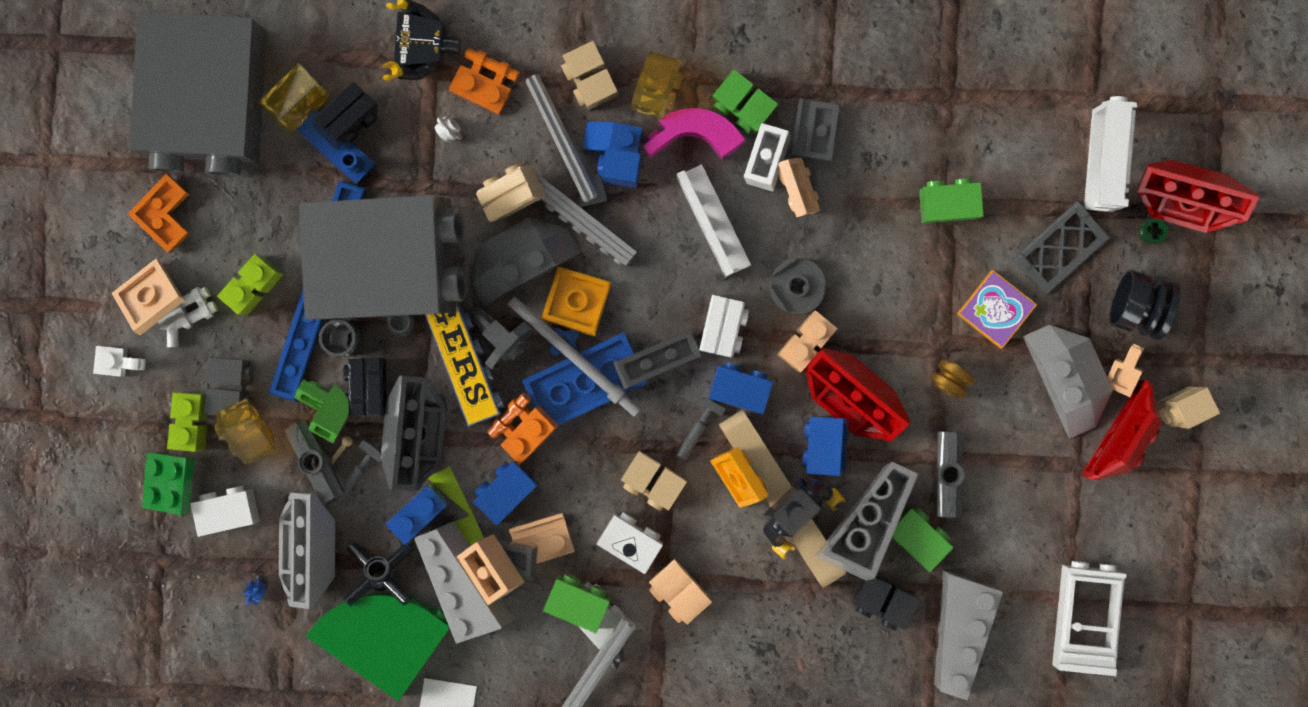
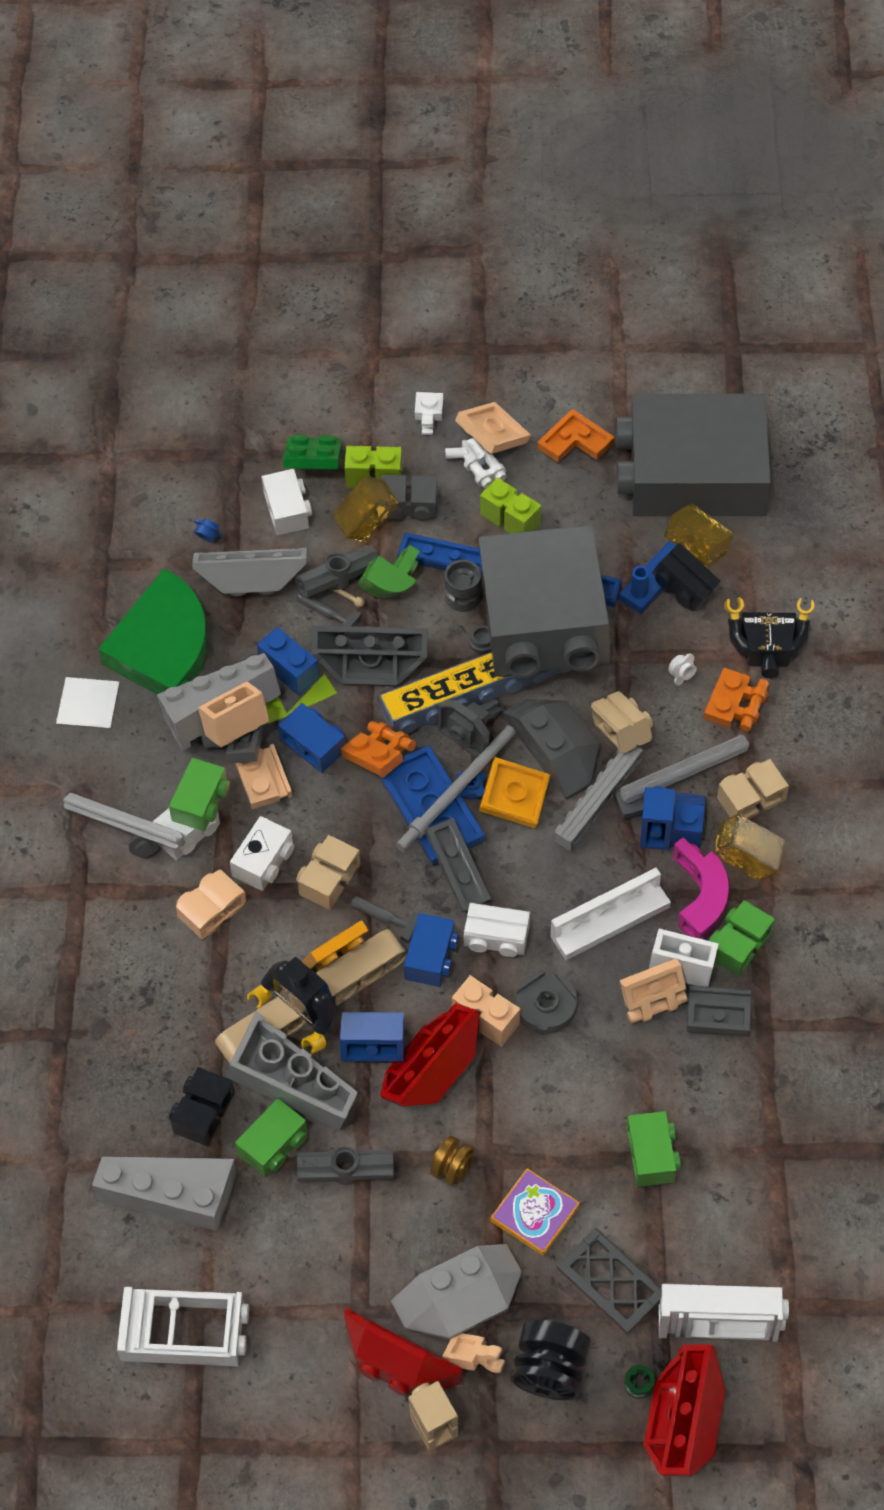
camera: 90 degrees right, 30 degrees down
(366, 386) = (416, 610): black brick -> none
(381, 583) = (225, 628): black bar -> none

